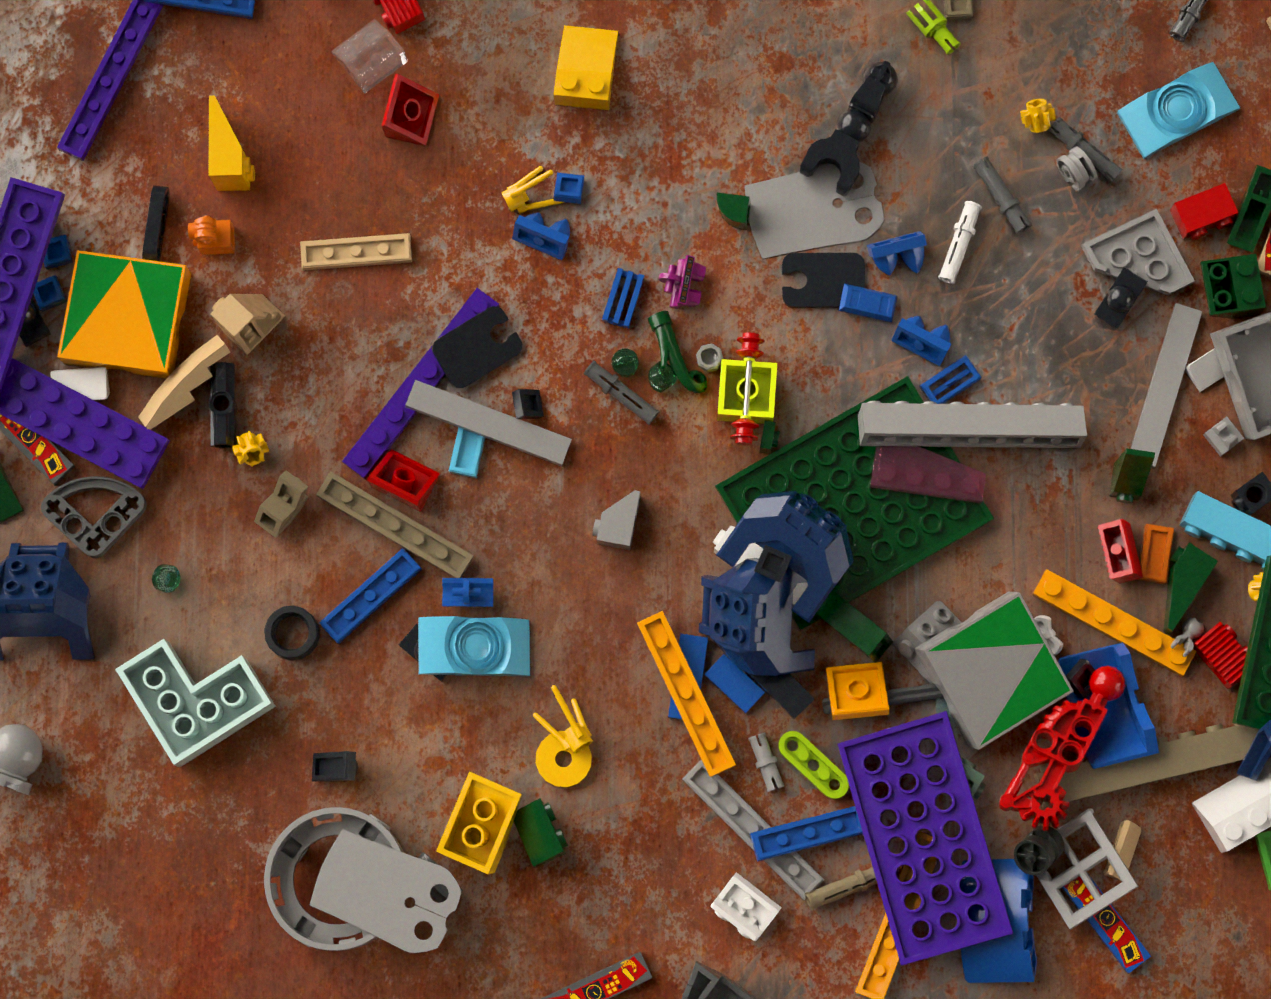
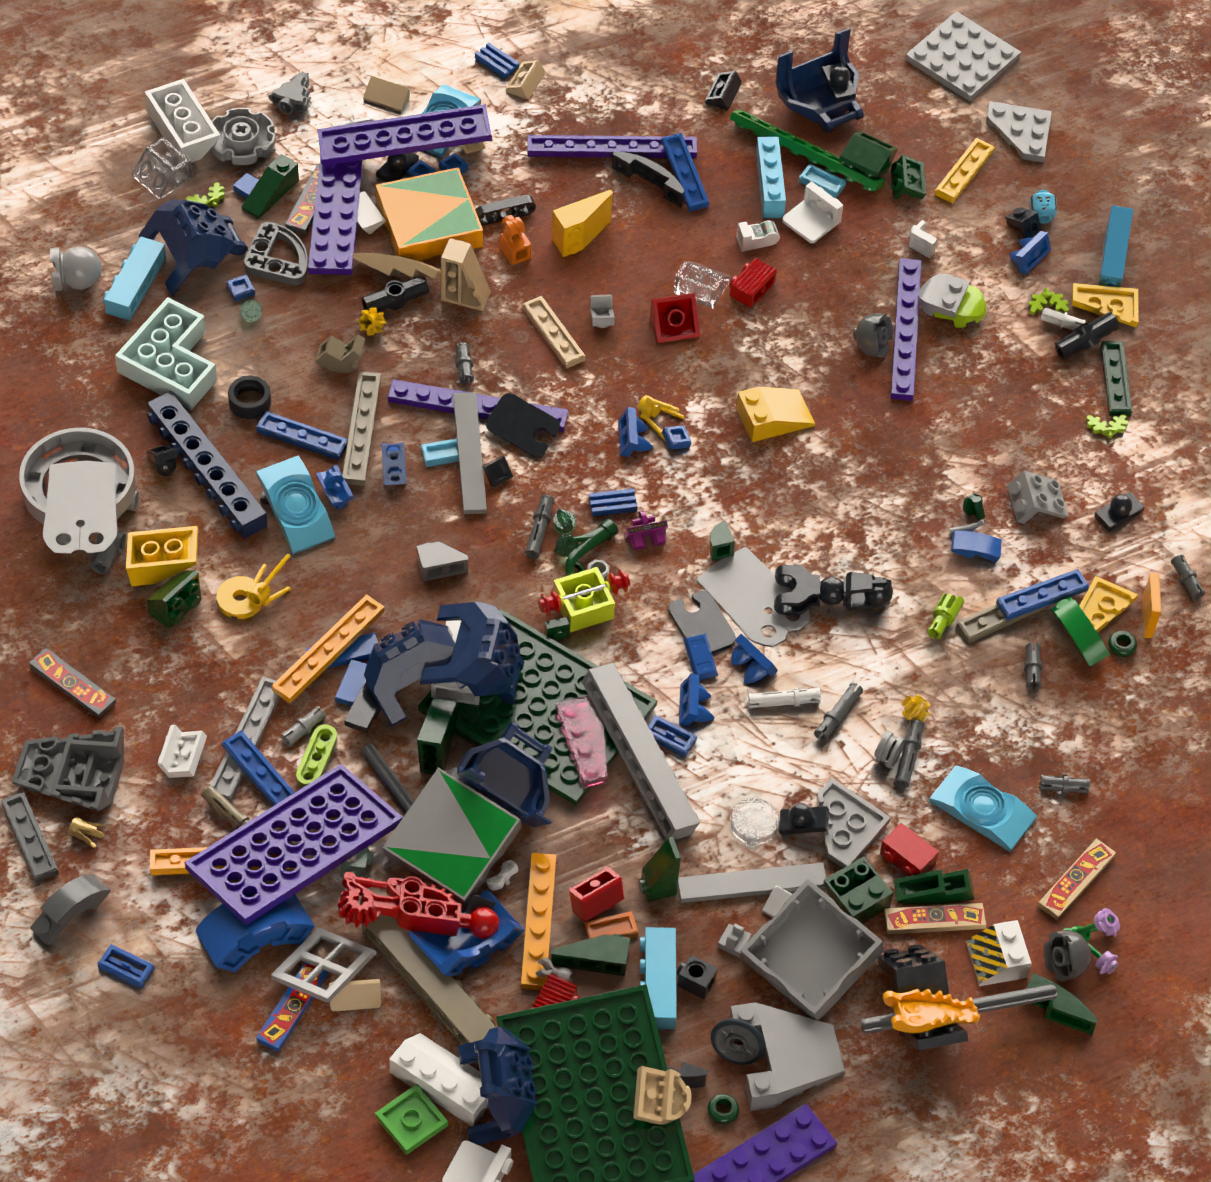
camera: 55 degrees right, 25 degrees down
(53, 692) = (134, 278): none -> medium azure brick
(121, 575) = (240, 288): none -> blue tile
(219, 21) = (654, 173): none -> black slope
(266, 729) = (207, 465): none -> brick
(357, 371) = (464, 363): none -> dark grey pin
(359, 186) = (602, 311): none -> light grey bracket
(404, 480) = (398, 419): red slope -> none
(470, 514) = (393, 463): none -> blue hips
(773, 563) = (449, 631): black plate -> none
(857, 691) = (389, 760): light orange tile -> none
(951, 577) = (510, 775): none -> dark blue piece
(1038, 850) = (322, 921): pearl dark grey wheel -> none
(1096, 347) = (754, 821): none -> clear tile

